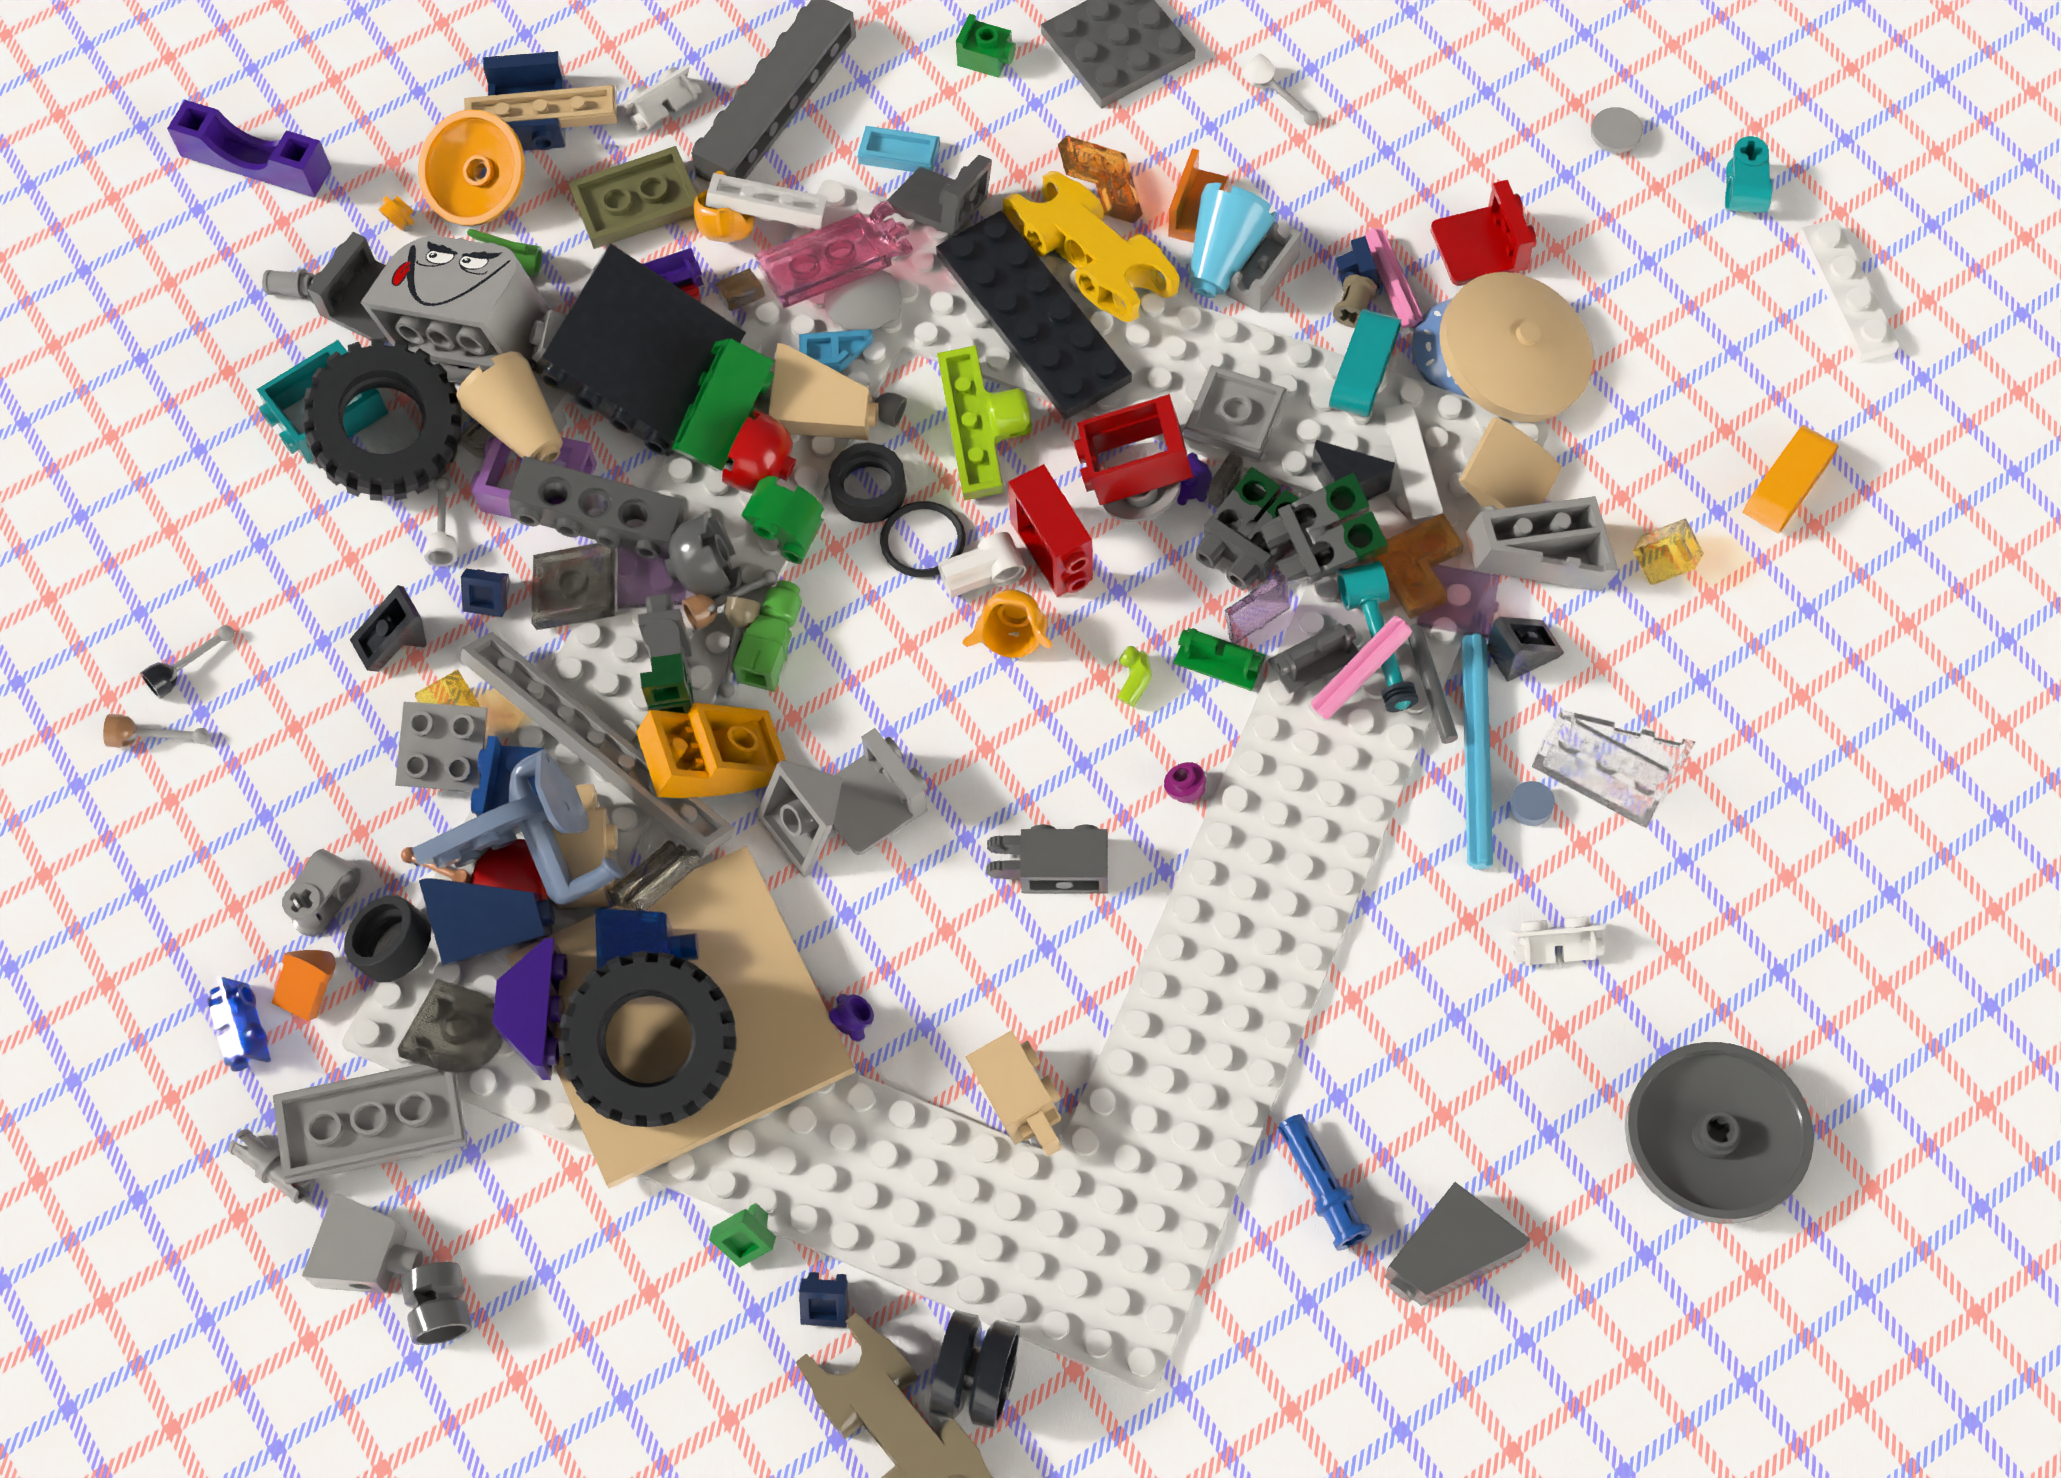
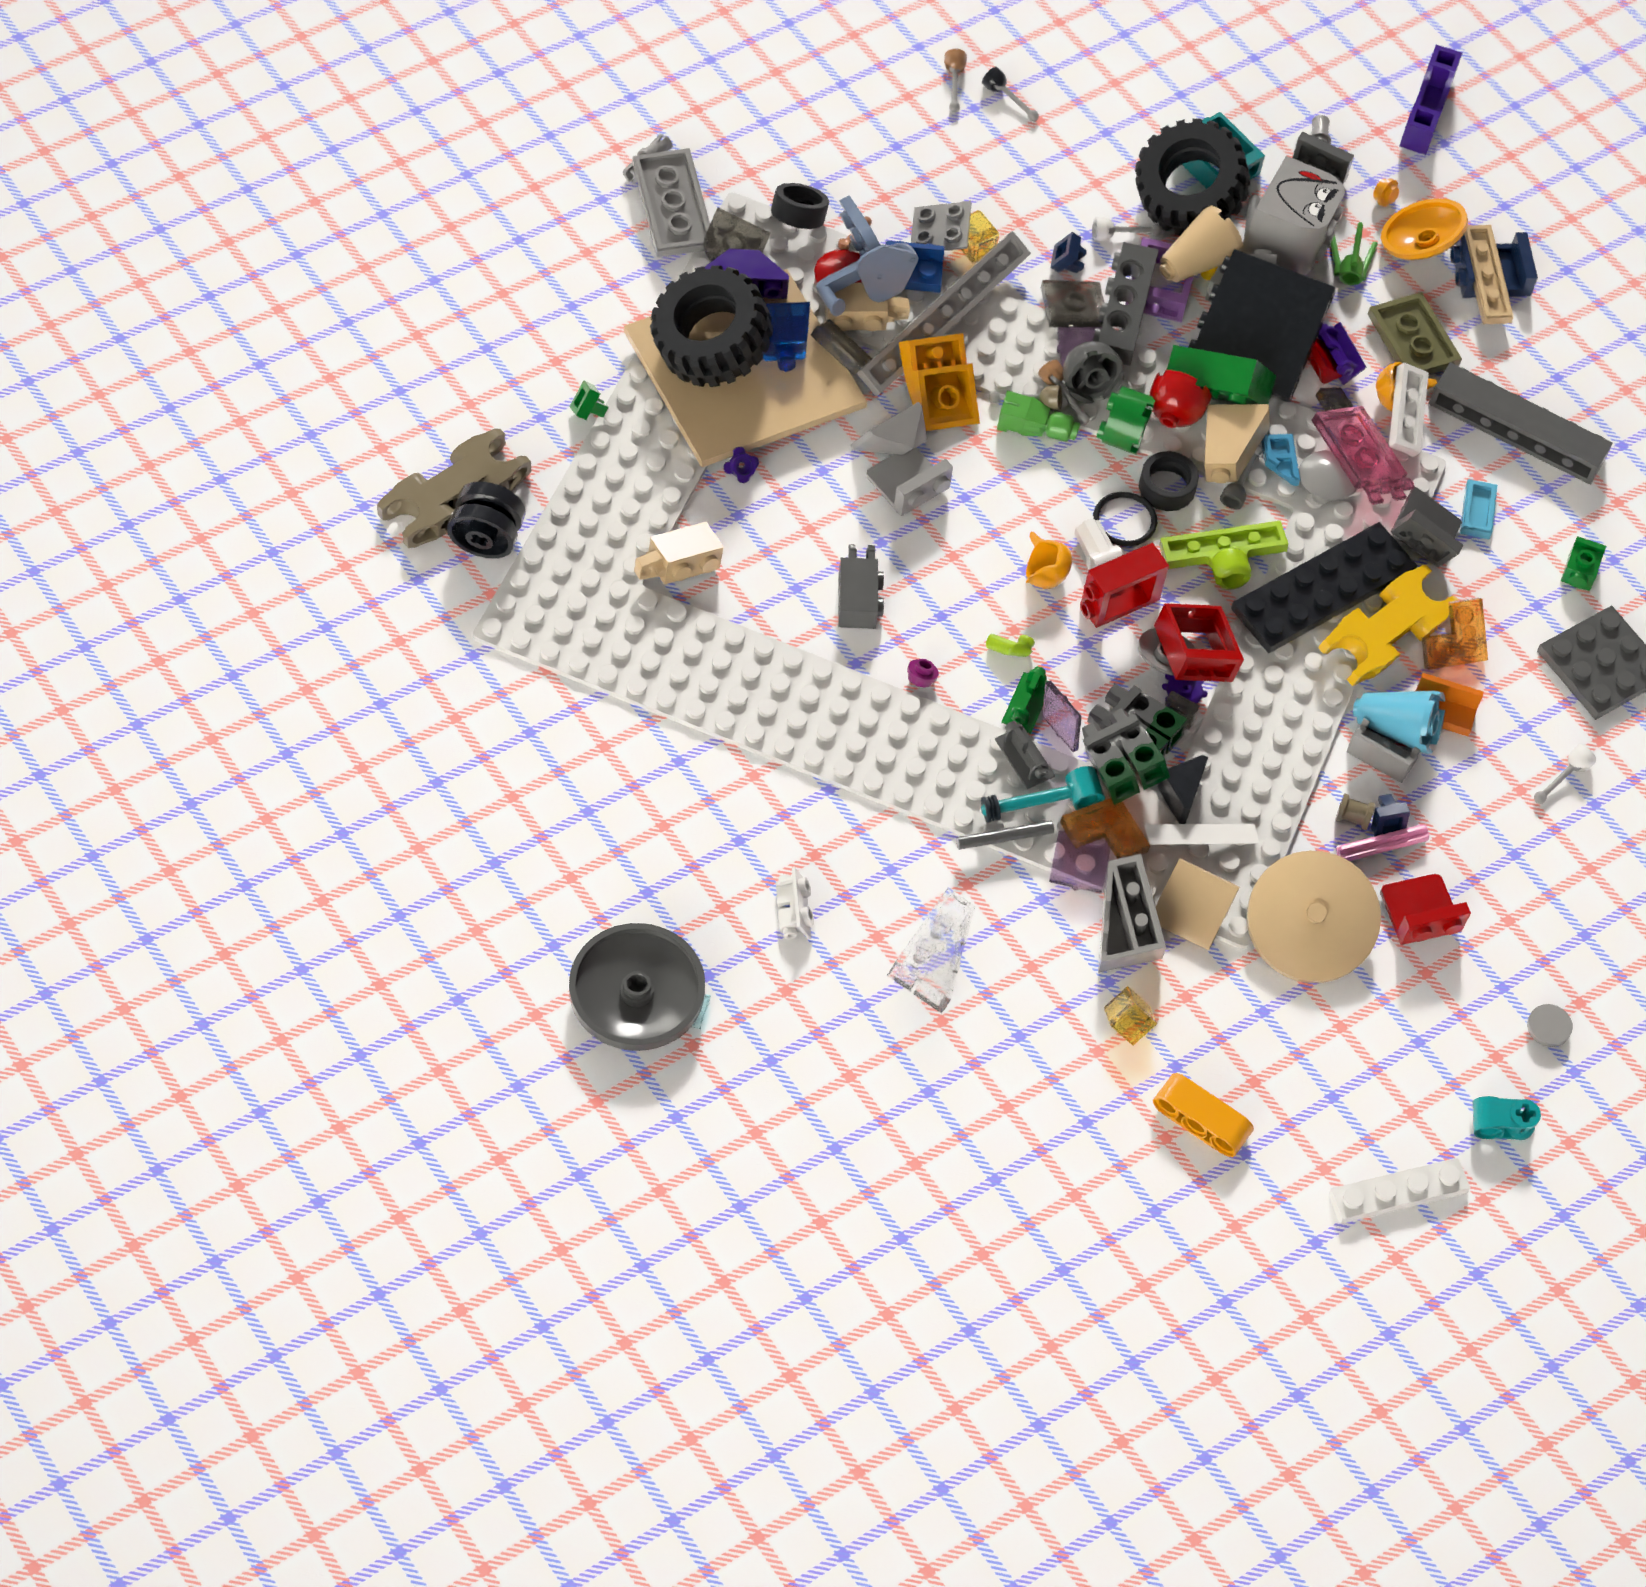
camera: 80 degrees right, 5 degrees down
(234, 1006) = (745, 137): clear blue hinge -> none
(304, 982) = (773, 165): orange tile -> none
(322, 890) = (838, 173): light grey piece -> none
(358, 1249) = (590, 202): light grey torso -> none
(388, 629) = (1035, 200): black slope -> none
(434, 1296) = (550, 241): dark grey wheel -> none
(482, 918) = (810, 246): dark blue slope -> none
(668, 646) = (1006, 346): hips -> none
(671, 87) = (1518, 359): white hinge -> none
(824, 1301) = (542, 446): dark blue tile -> none
(1235, 412) = (1242, 719): light grey tile -> none
(1331, 1199) = (596, 740): blue pin -> none
(1361, 667) = (1012, 779): bright pink axle -> none
(1365, 363) = (1290, 806): teal beam -> none
(1453, 1247) = (561, 813): dark grey slope -> none
(1477, 752) = (952, 867): medium azure axle -> none
(1521, 645) = (1042, 902): black slope -> none
(1532, 803) = (908, 901): sand blue tile -> none

